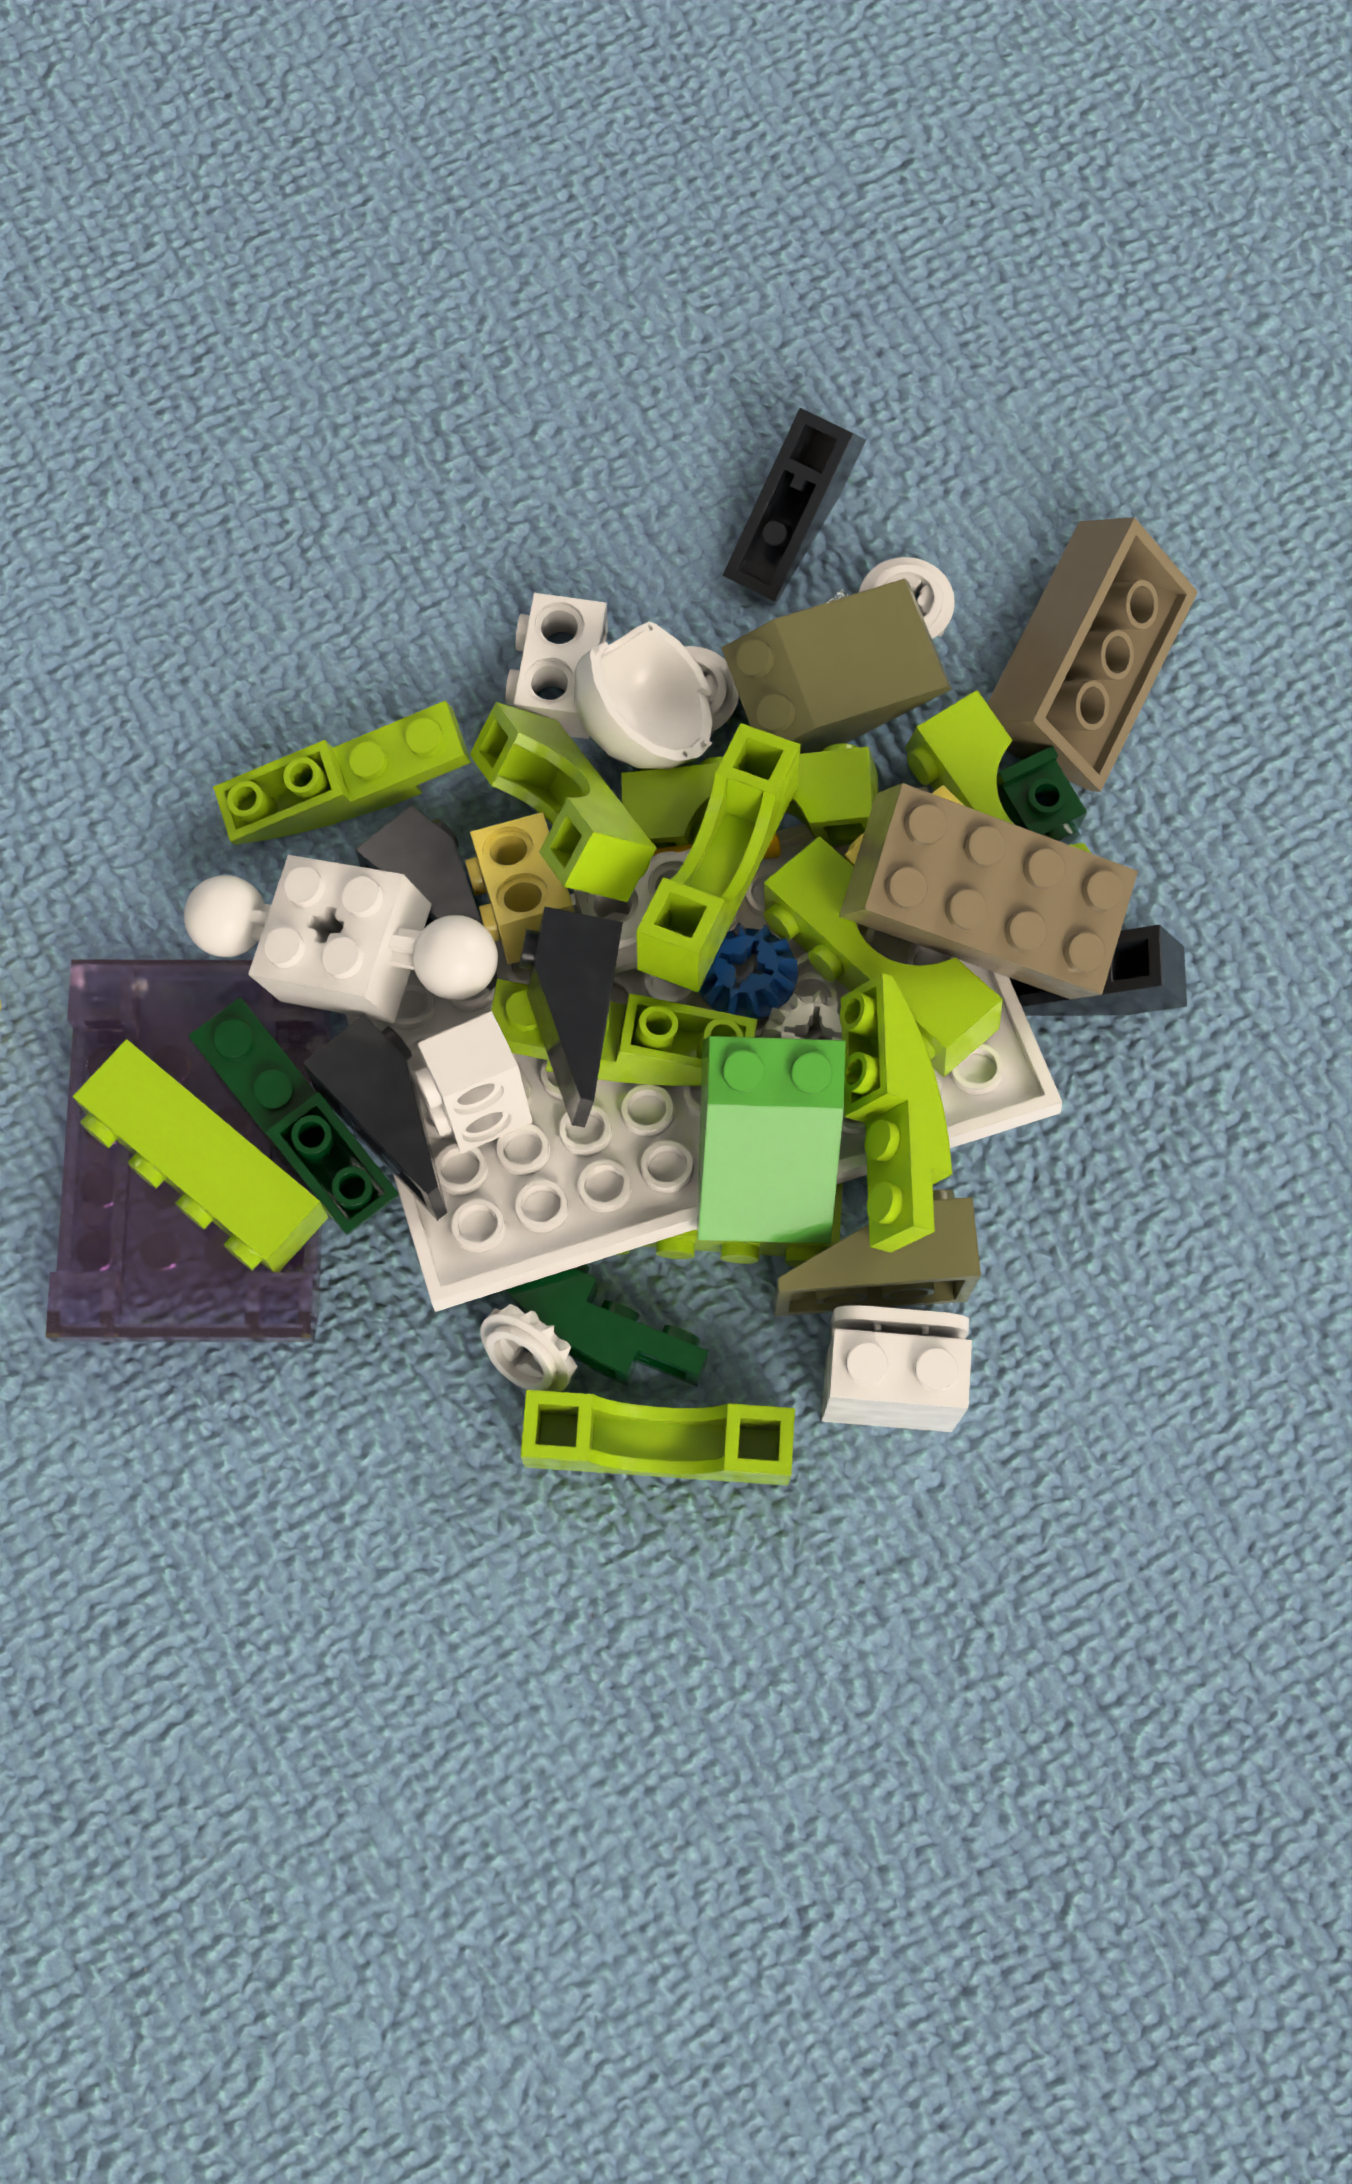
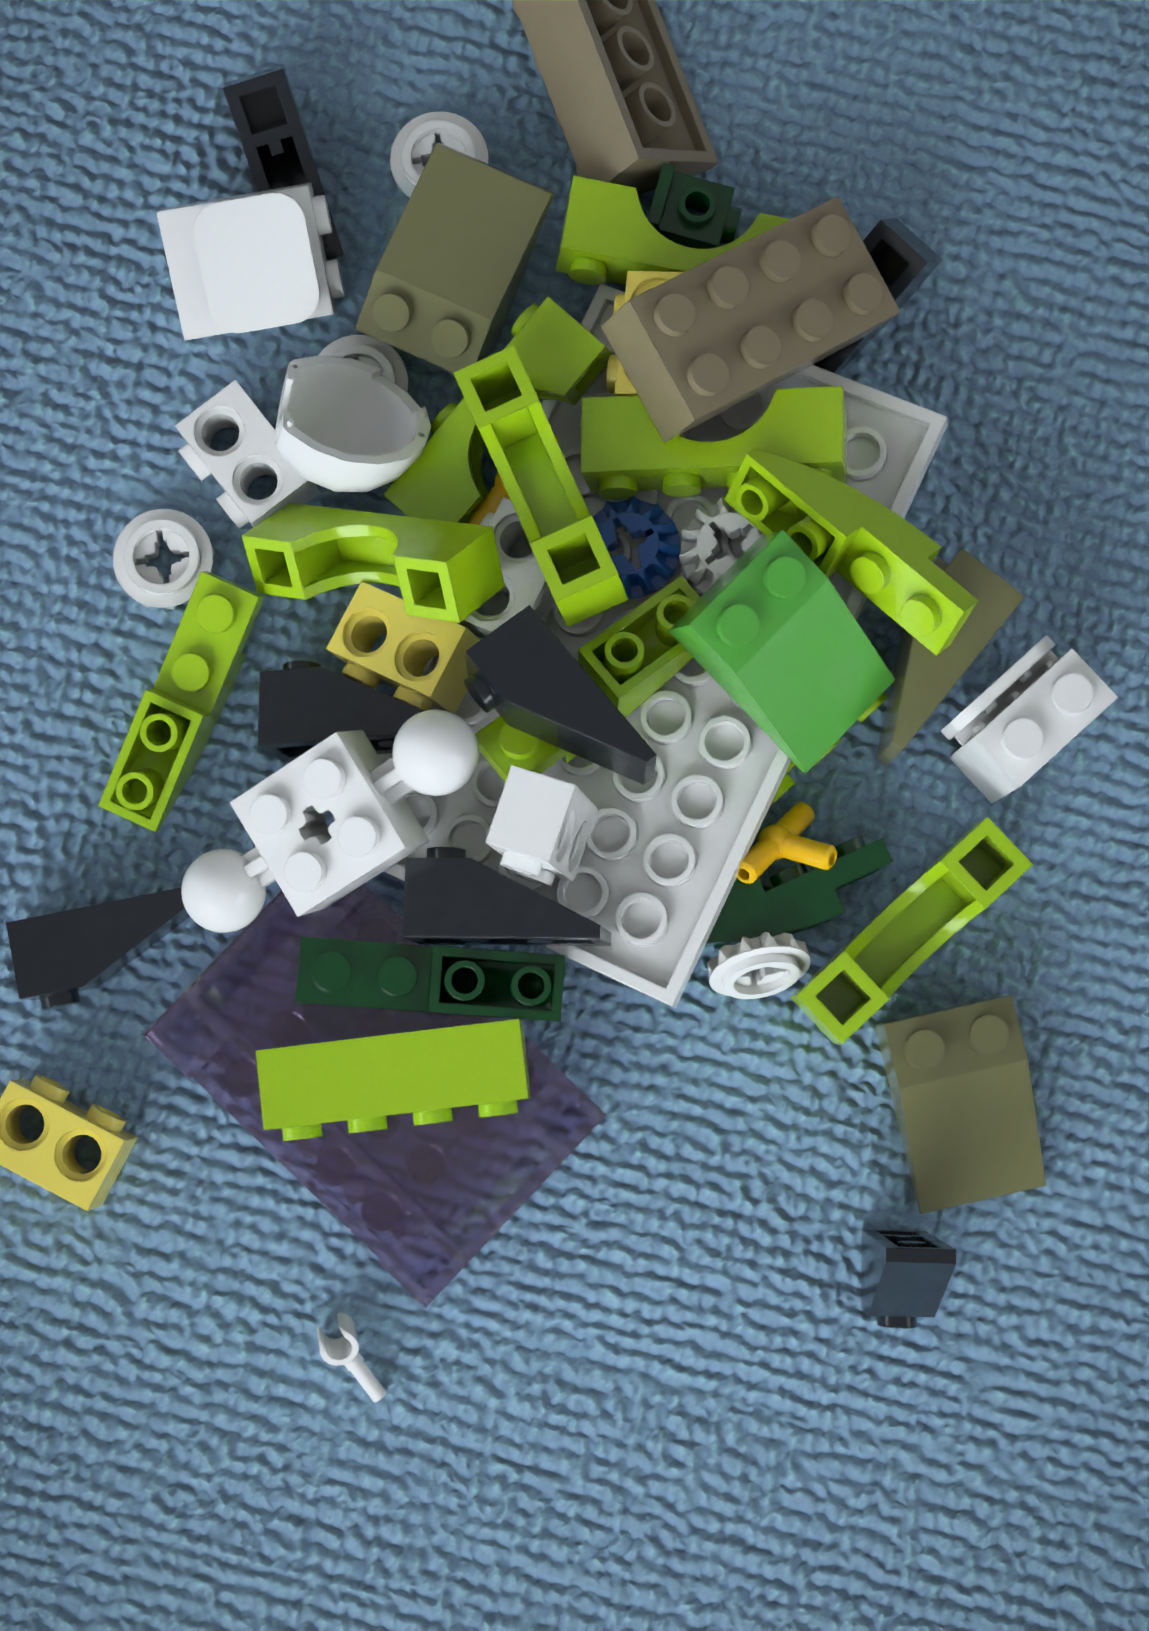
camera: 40 degrees left, 10 degrees up
(102, 868) = (87, 945): none -> black slope
(385, 1669) = (903, 1275): none -> black slope
(434, 651) = (141, 542): none -> white gear
(567, 1603) = (963, 1102): none -> olive slope
(638, 1283) = (783, 841): none -> yellow piece
(701, 539) = (250, 261): none -> white brick

